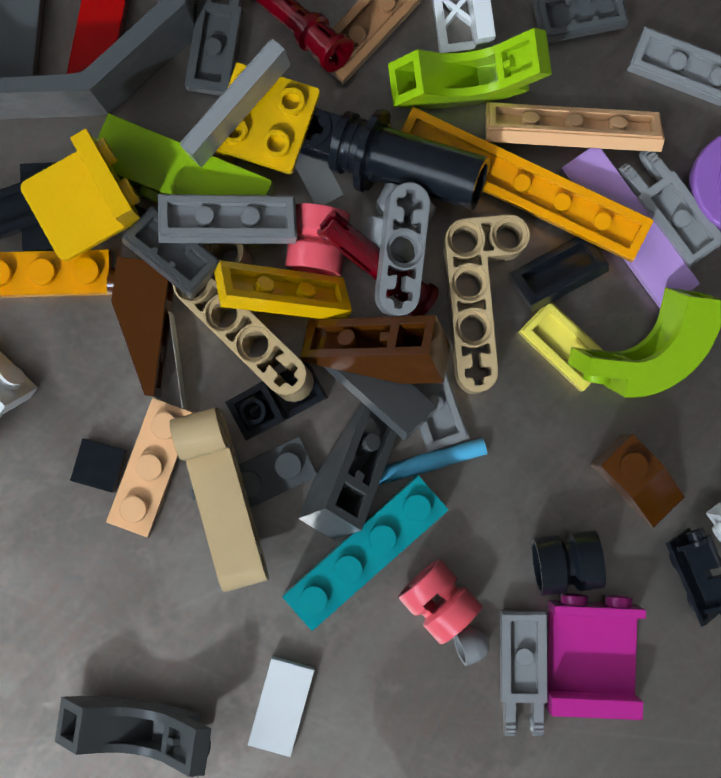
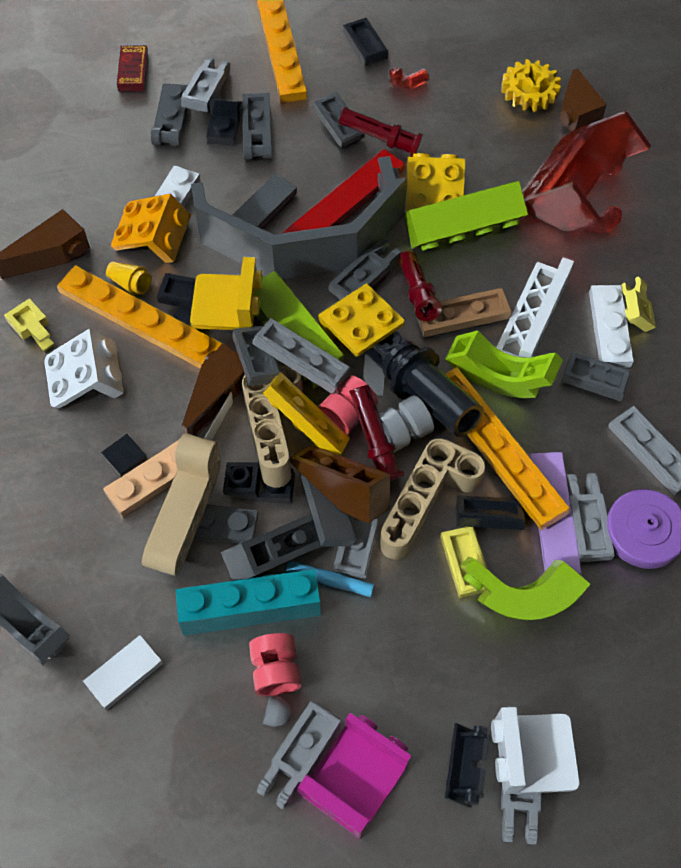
camera: 30 degrees right, 25 degrees down
(236, 102) = (349, 295): light grey tile -> none
(395, 215) = (396, 442): light grey beam -> none
(568, 563) = (377, 694): black wheel -> none
(573, 127) = (553, 434): light nougat tile -> none
(639, 478) = (463, 672): reddish brown slope -> none

